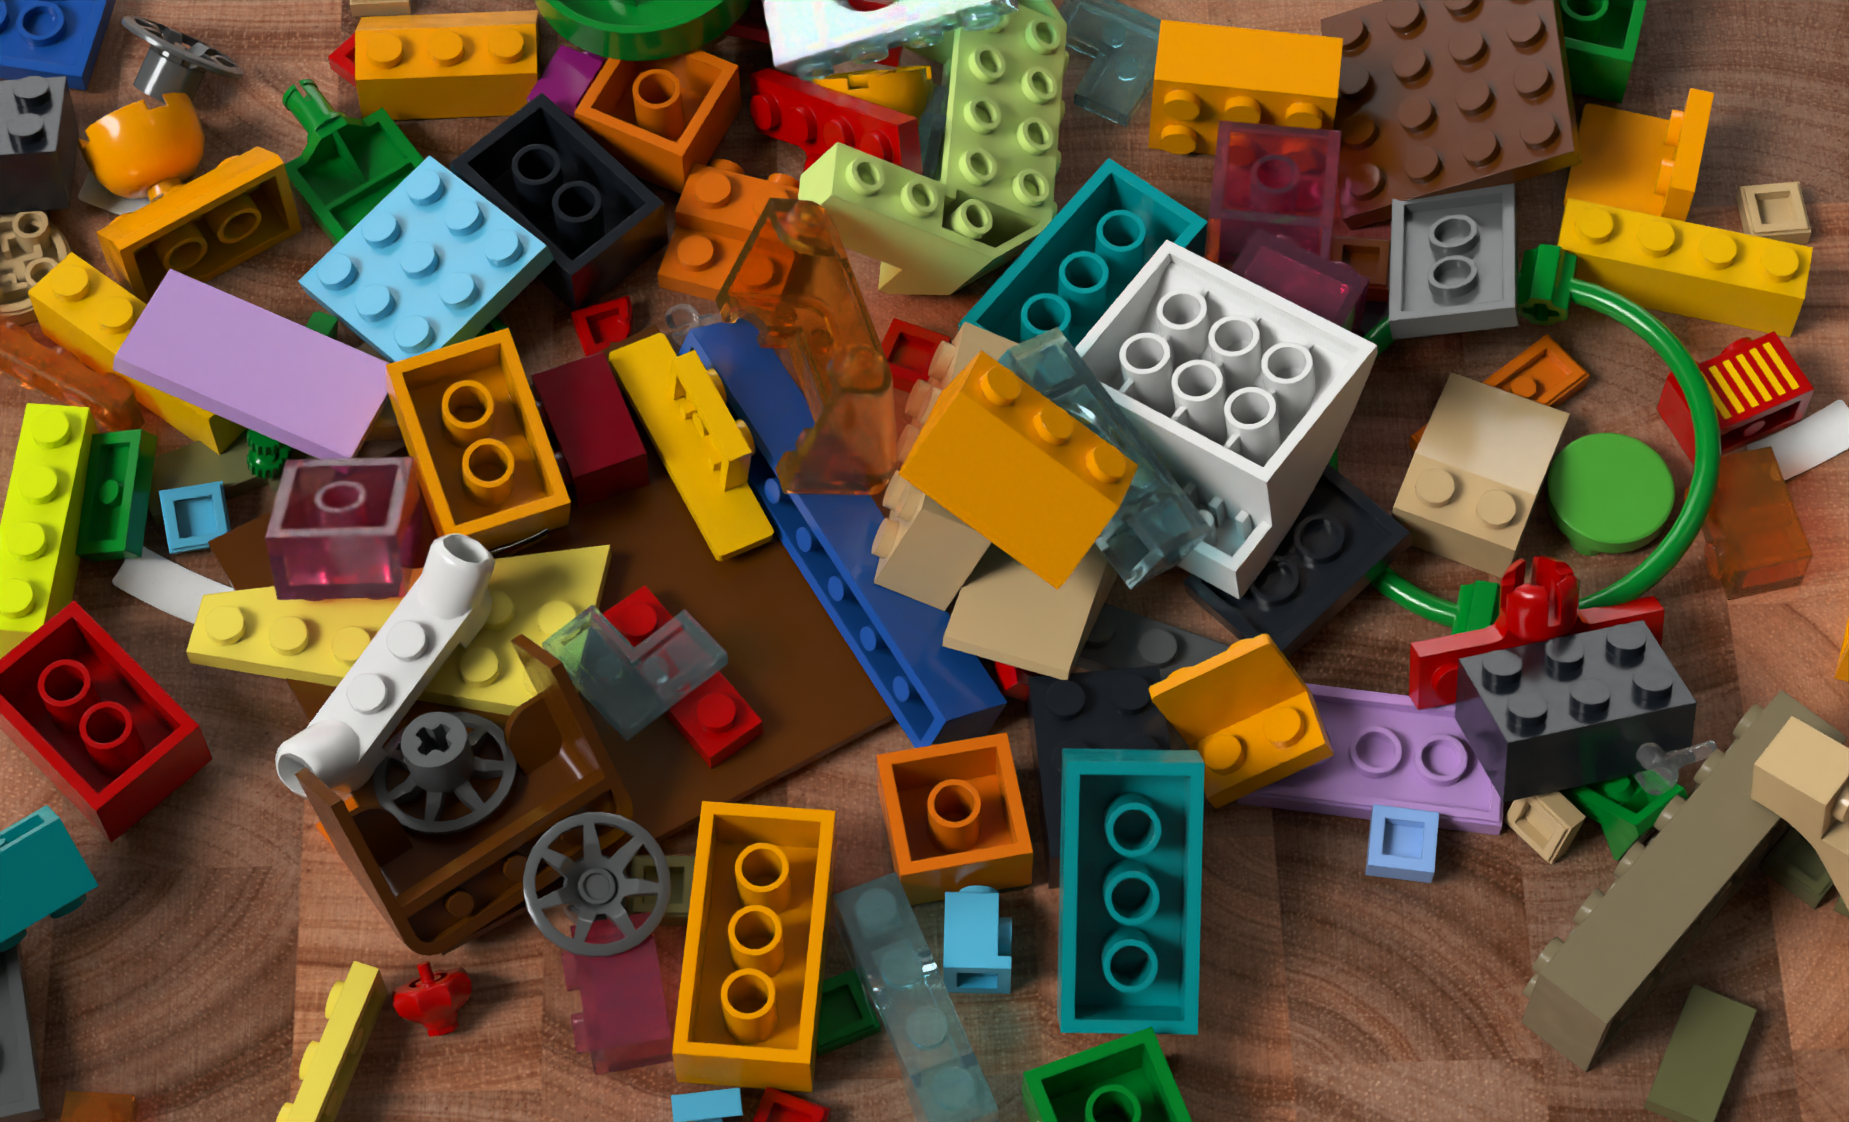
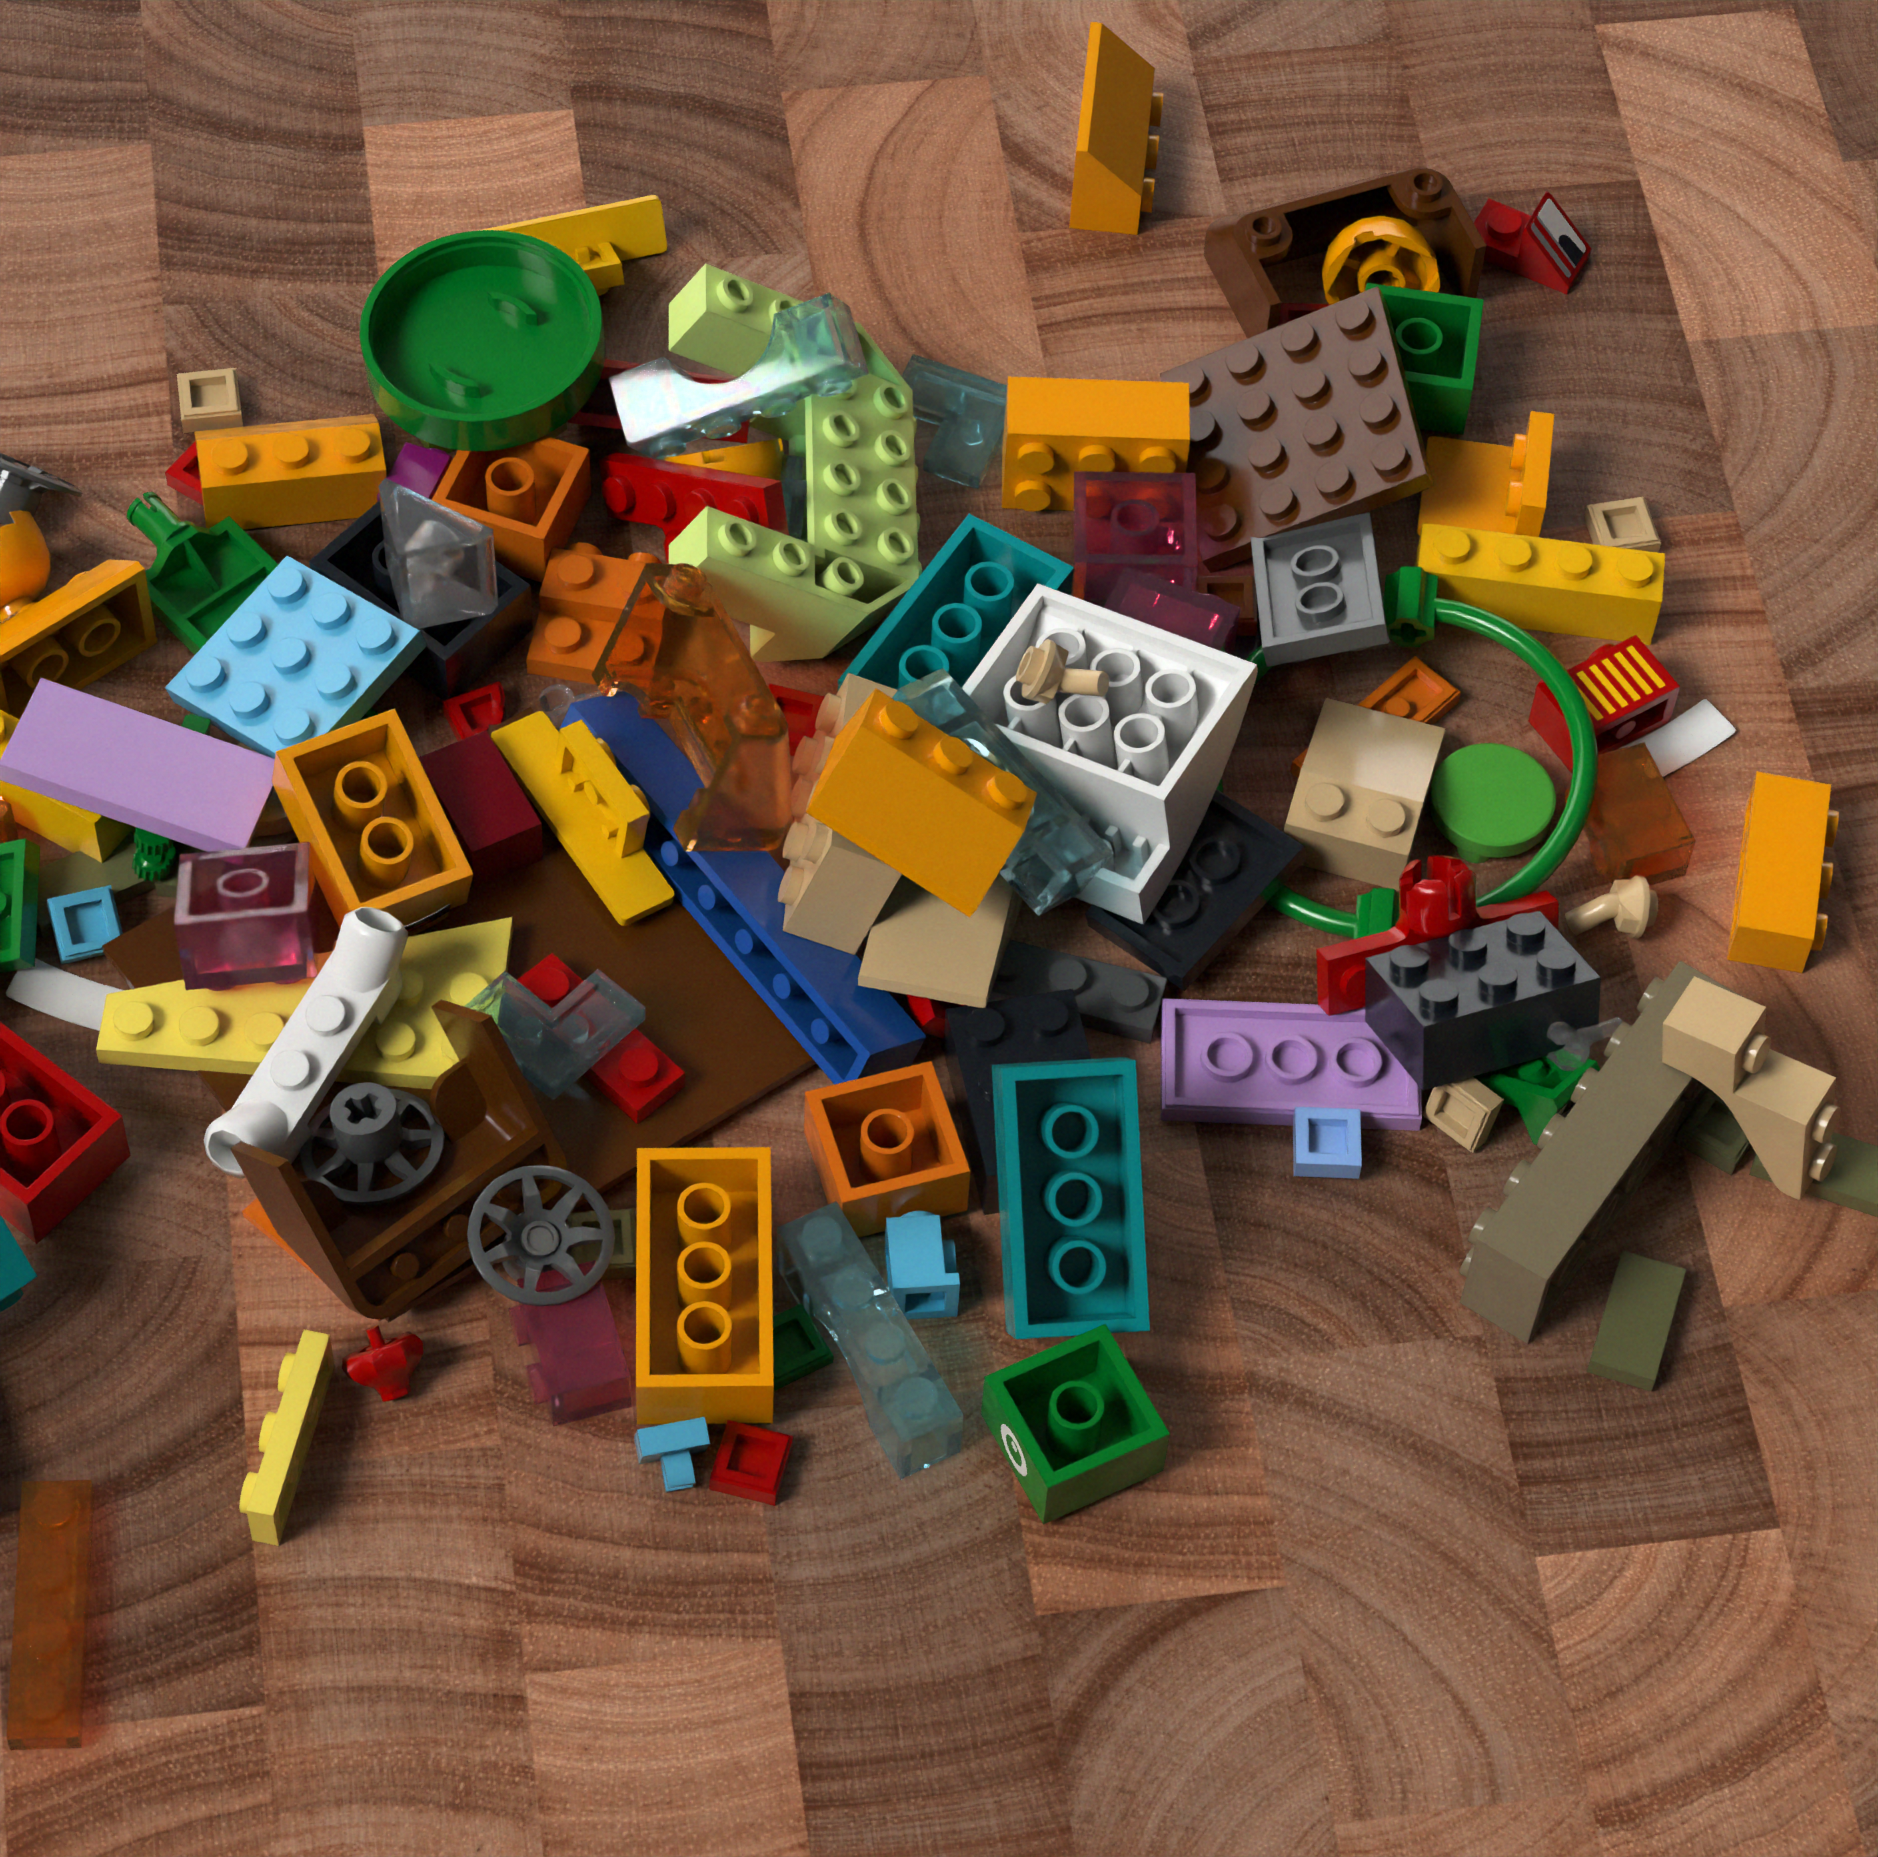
camera: 10 degrees left, 5 degrees down
(568, 175) = (436, 559): none -> clear slope
(1161, 337) = (1044, 673): none -> tan plate
(1244, 717) = (1166, 1022): light orange bracket -> none
(1737, 614) = (1629, 904): none -> tan plate

